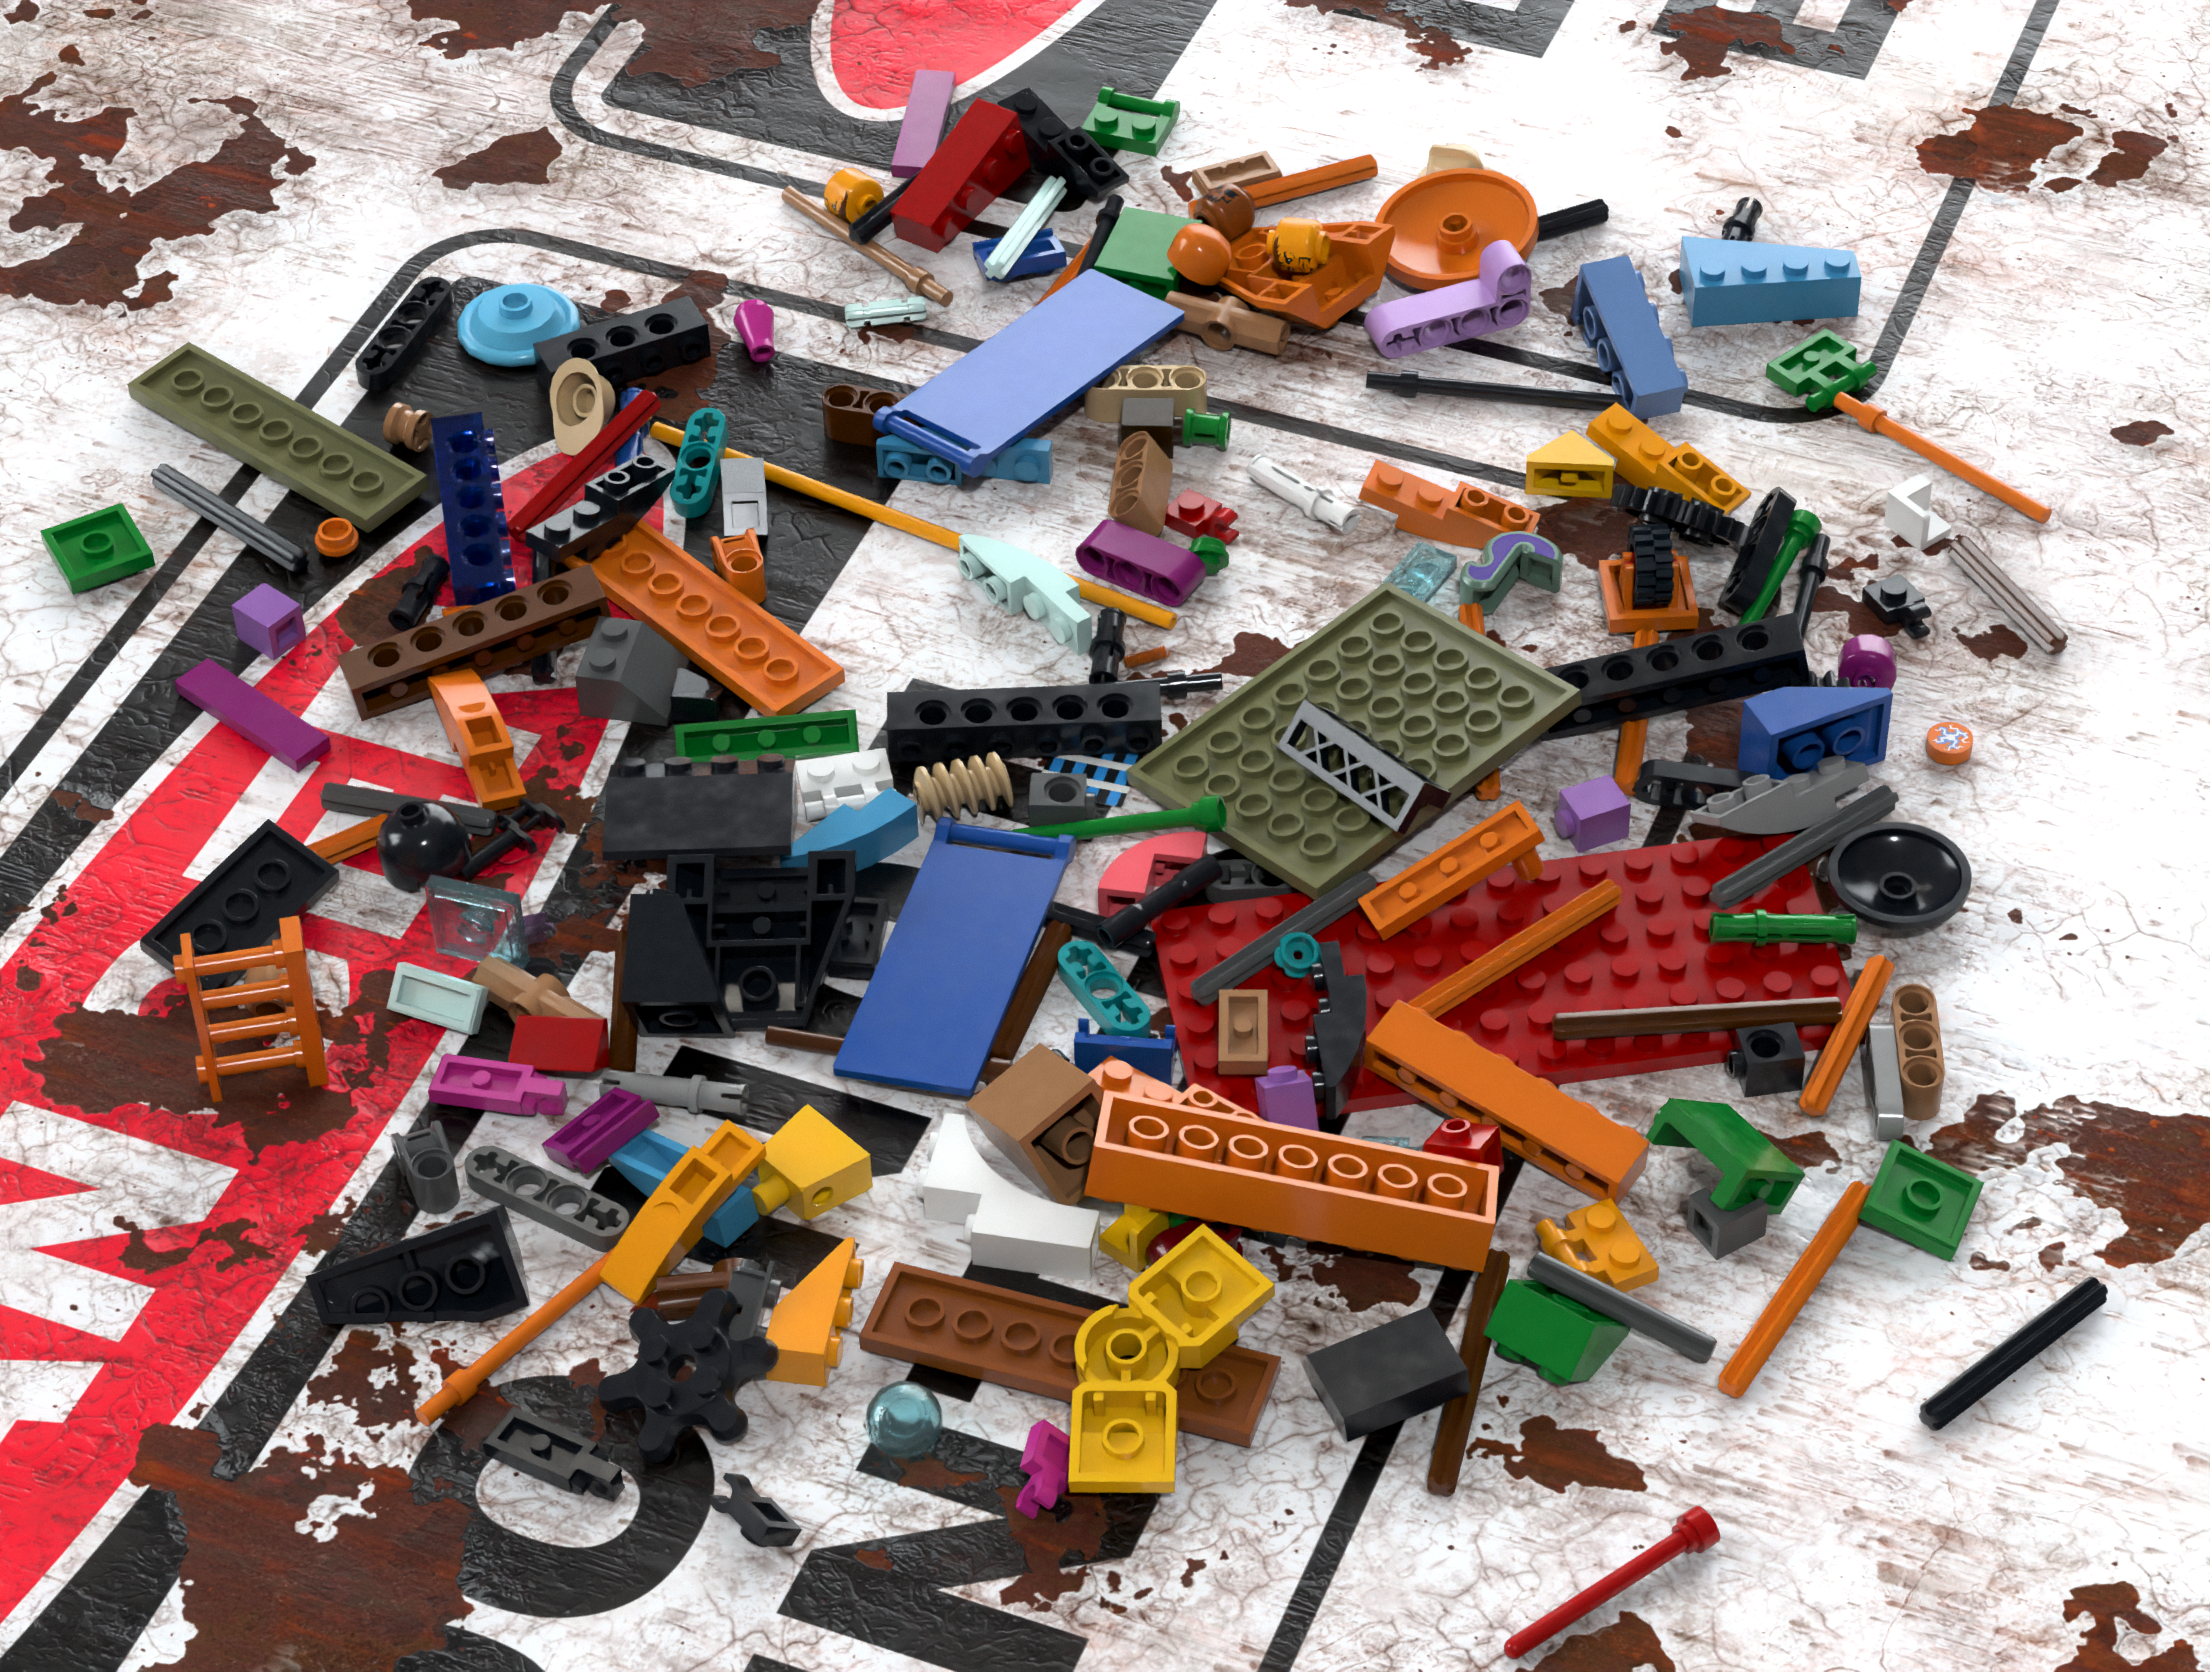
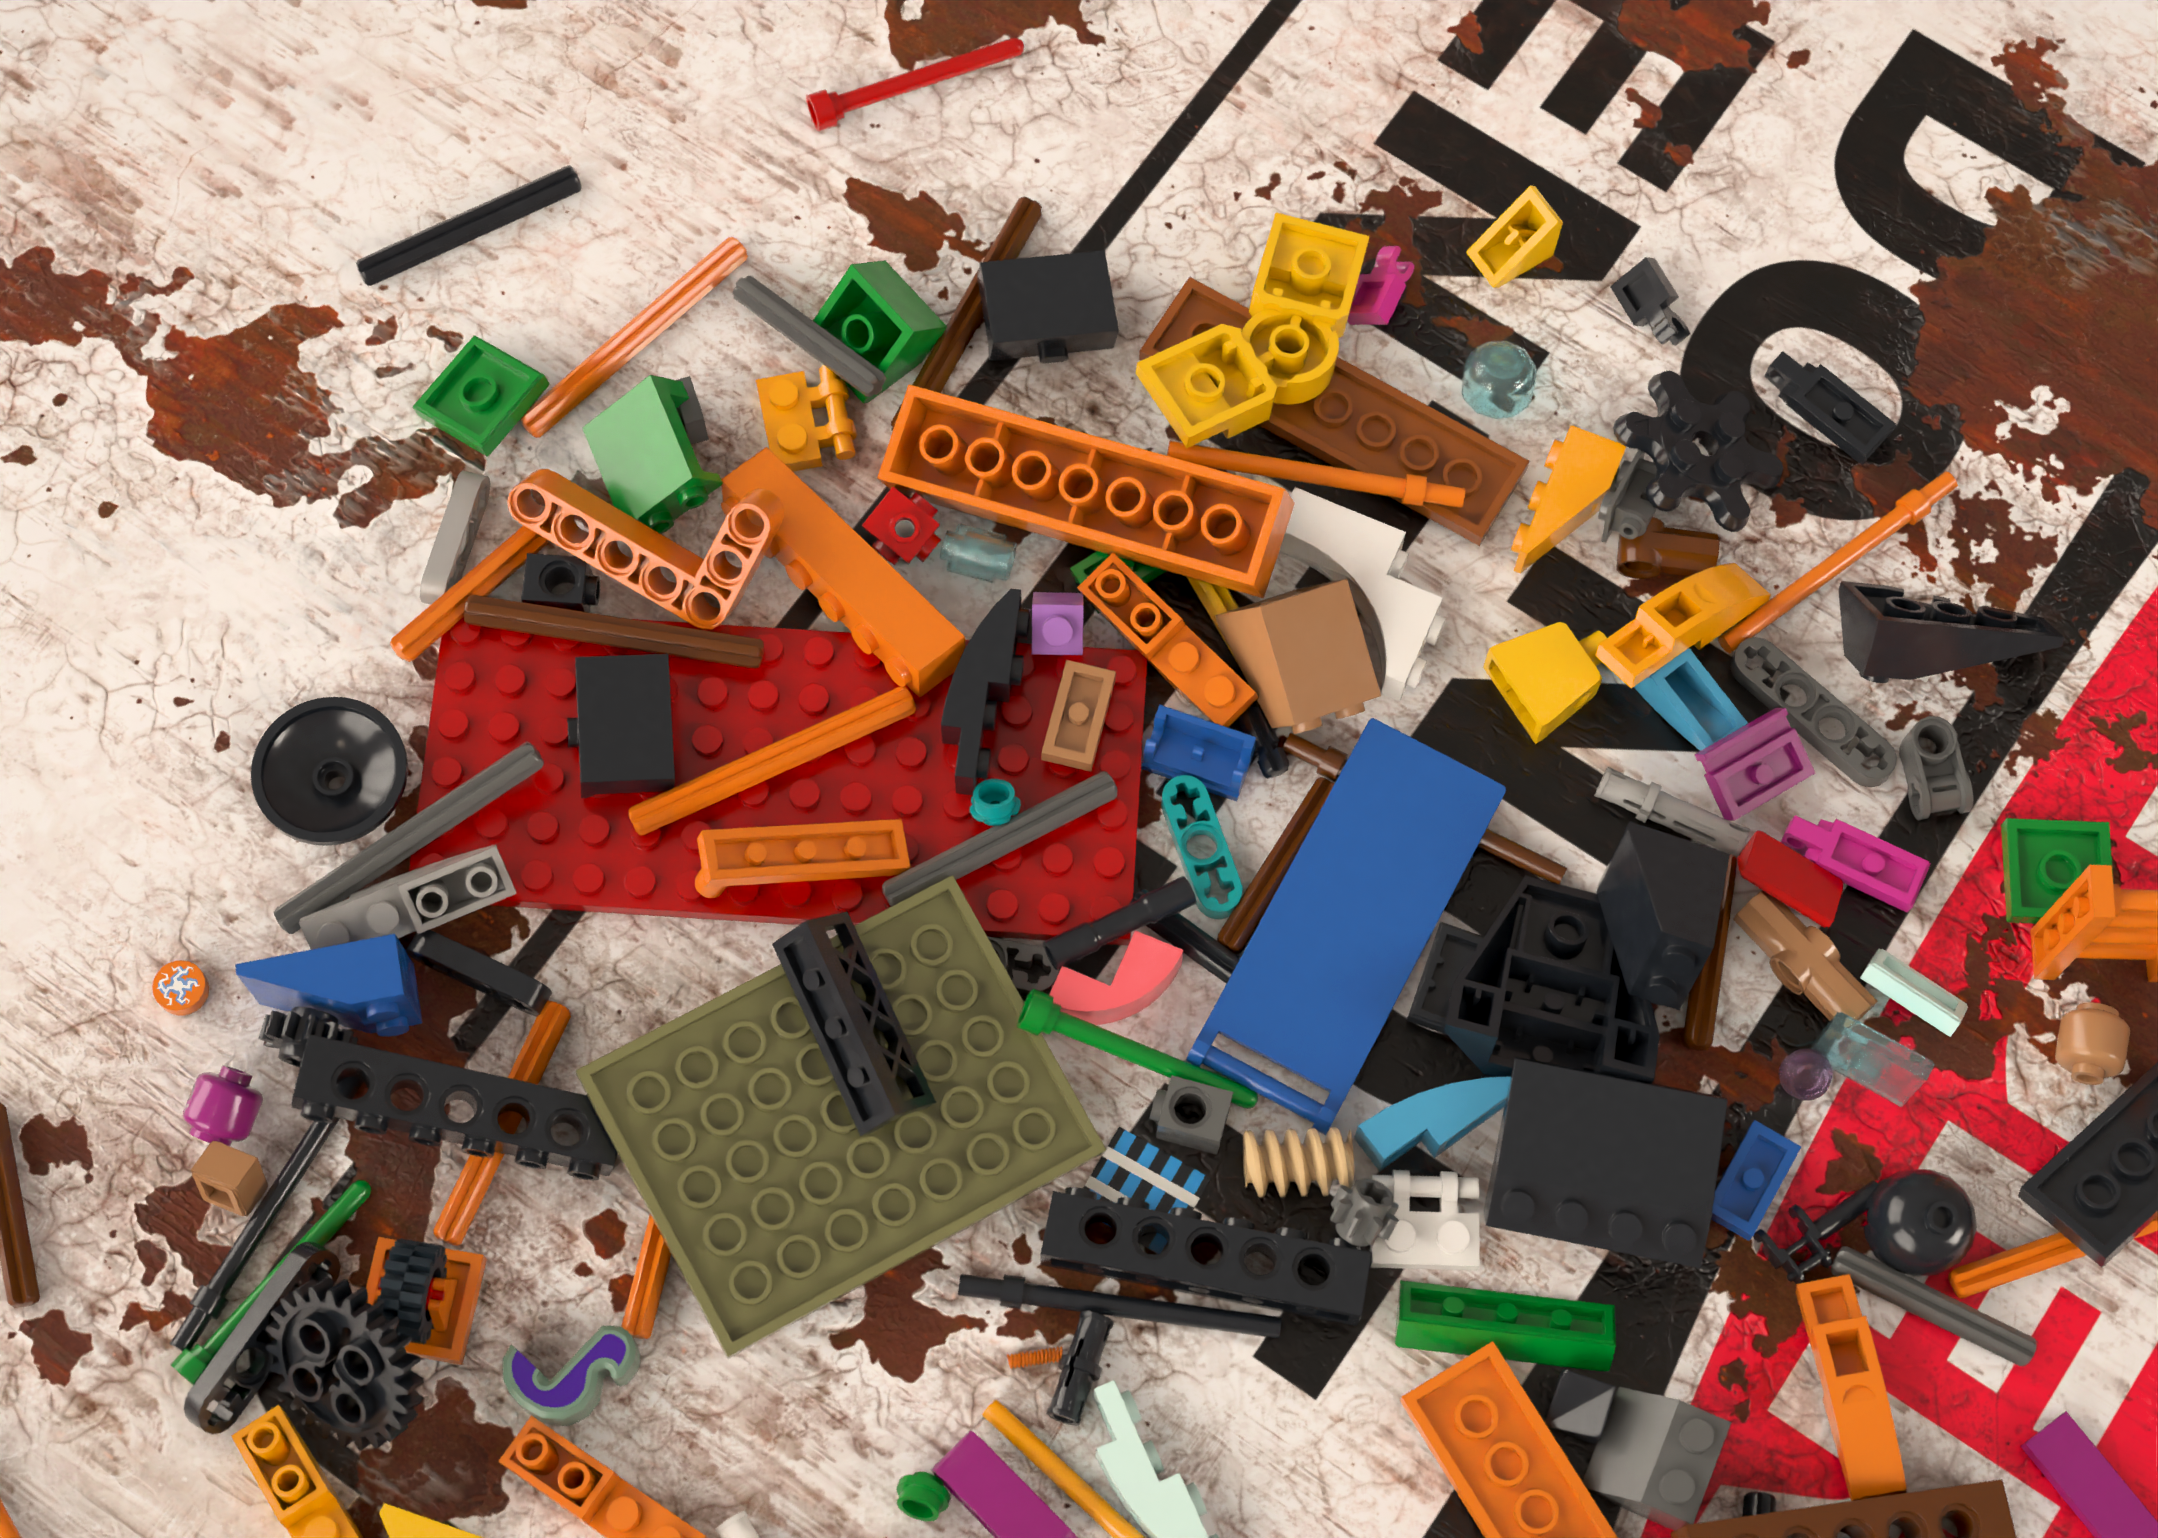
camera: 170 degrees left, 25 degrees up
(306, 1112) = (2045, 860): none -> green plate
(569, 854) = (1752, 1179): none -> blue plate
(886, 744) = (1364, 1212): none -> dark grey gear
(907, 1545) = (1517, 239): none -> yellow slope
(972, 1272) = (1412, 488): none -> orange bar
(1423, 571) = (684, 1394): clear light blue plate -> none
(1593, 813) = (612, 960): medium lavender brick -> none
(1626, 1071) = (651, 548): none -> orange beam
(1654, 947) = (623, 724): none -> black container
(1788, 928) = (500, 726): green pin -> none
(1836, 624) = (229, 1178): none -> medium nougat slope
(1899, 602) = (141, 1225): black plate -> none
(1910, 516) = (49, 1359): white panel -> none
(1918, 1050) = (403, 543): medium nougat beam -> none

